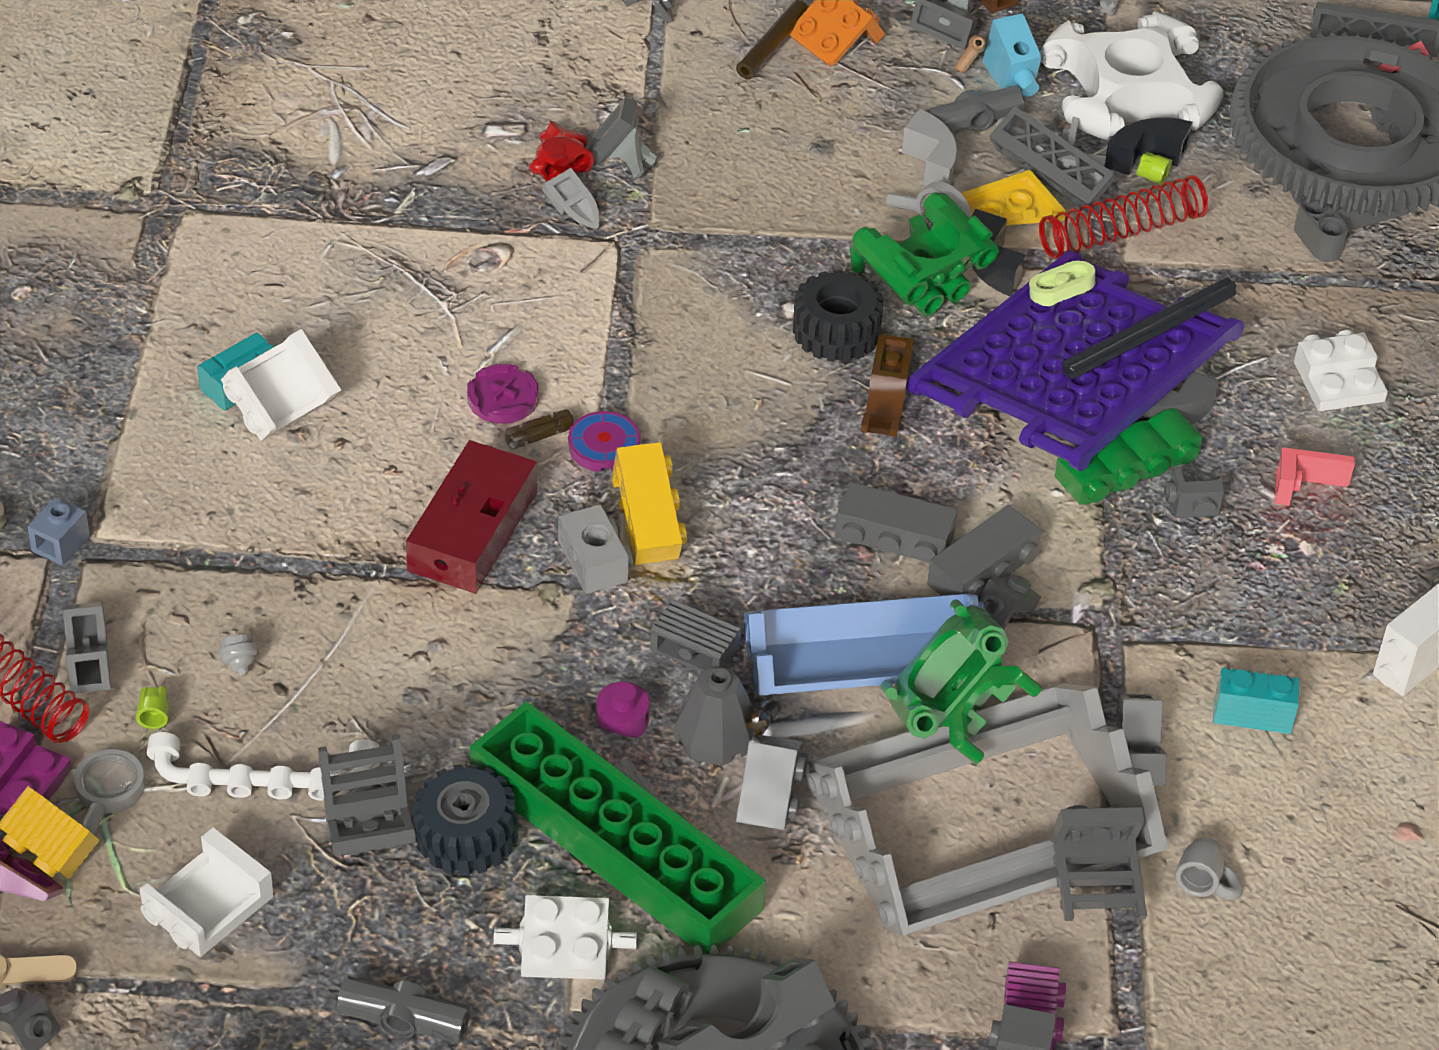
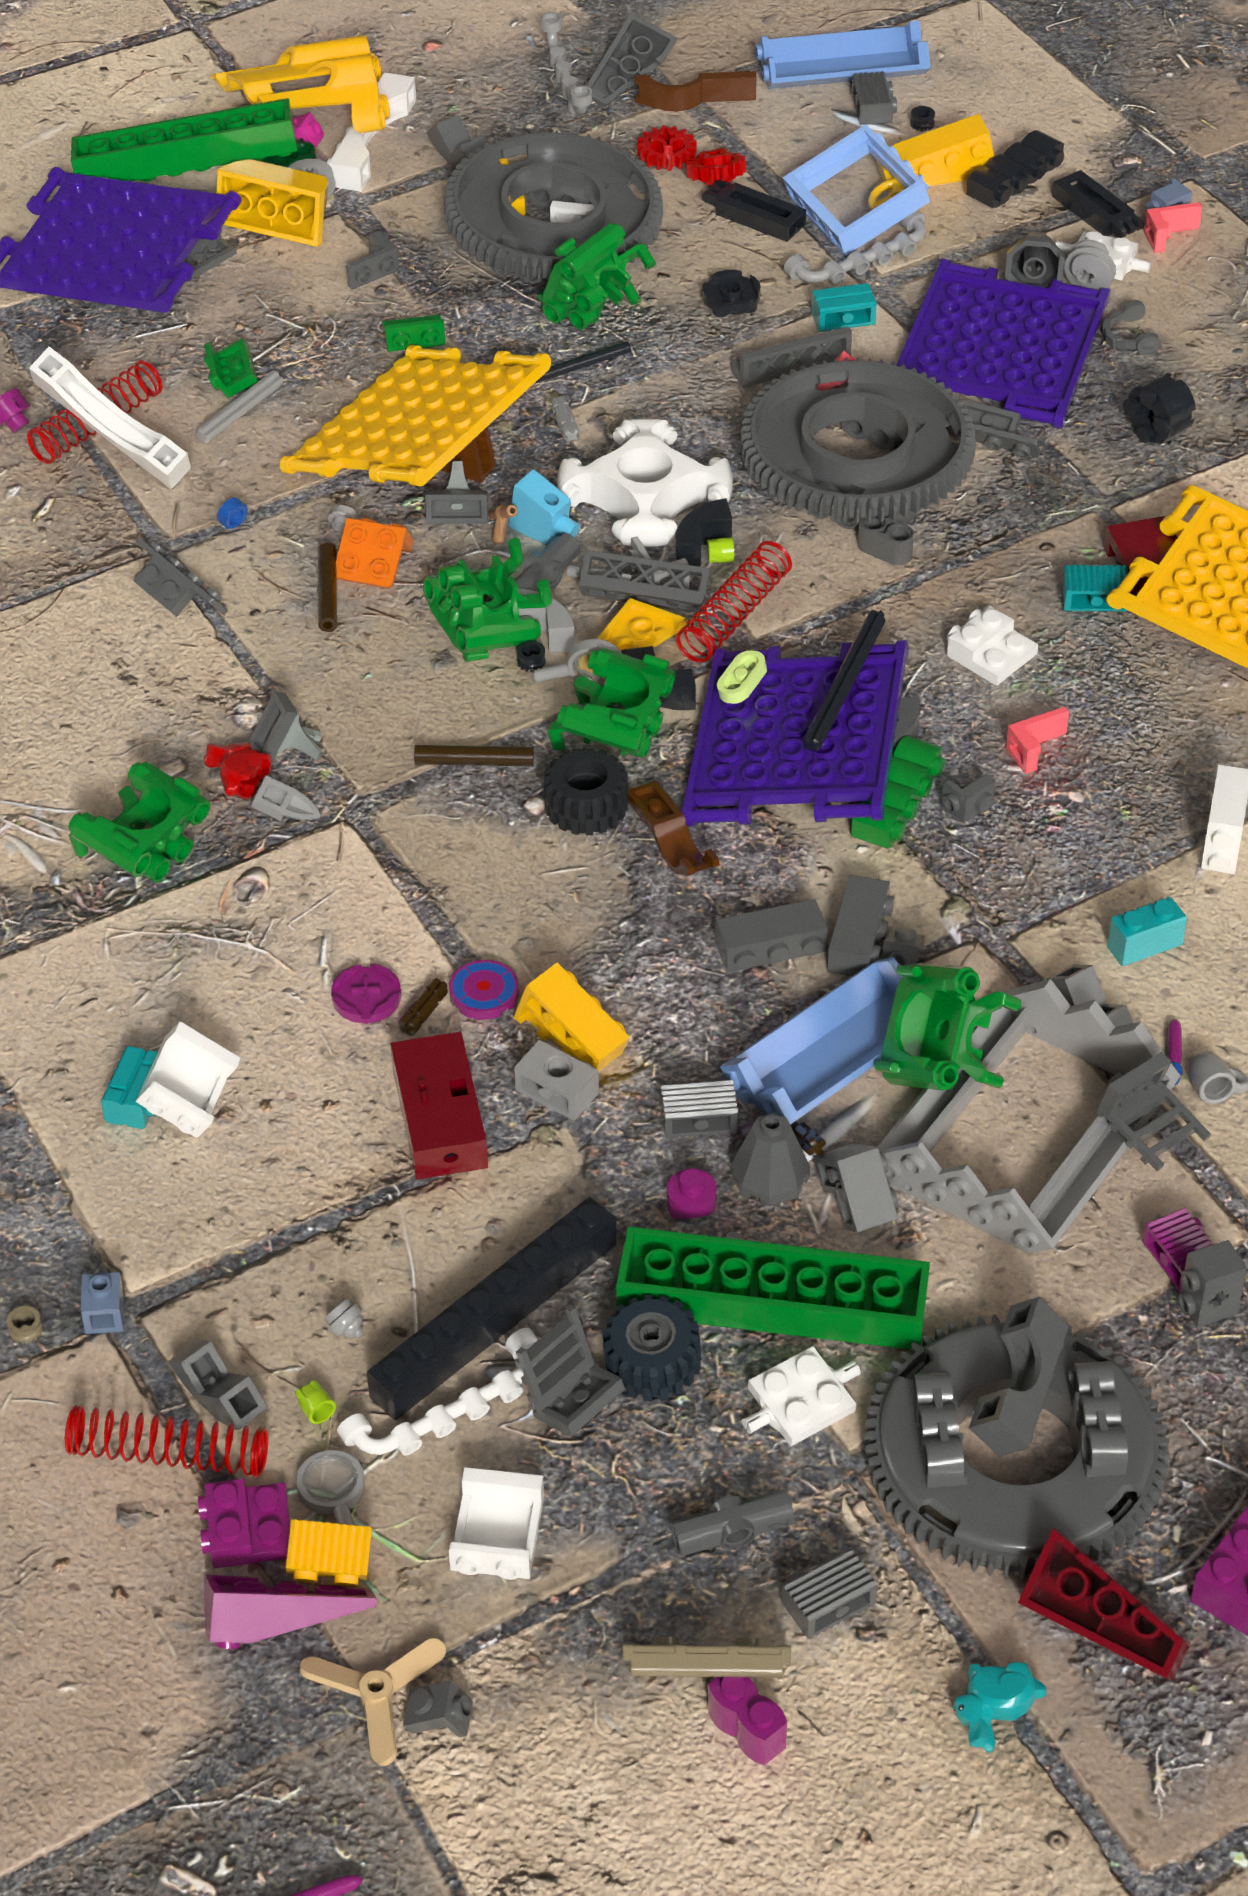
camera: 30 degrees left, 0 degrees up
(363, 709) = (491, 1308): none -> black brick
(454, 157) = (164, 805): none -> green piece
(773, 240) = (474, 755): none -> dark brown piece
(883, 109) = (480, 626): none -> green piece
(899, 179) = (535, 651): none -> black bush
(1192, 825) = (1175, 1045): none -> magenta piece

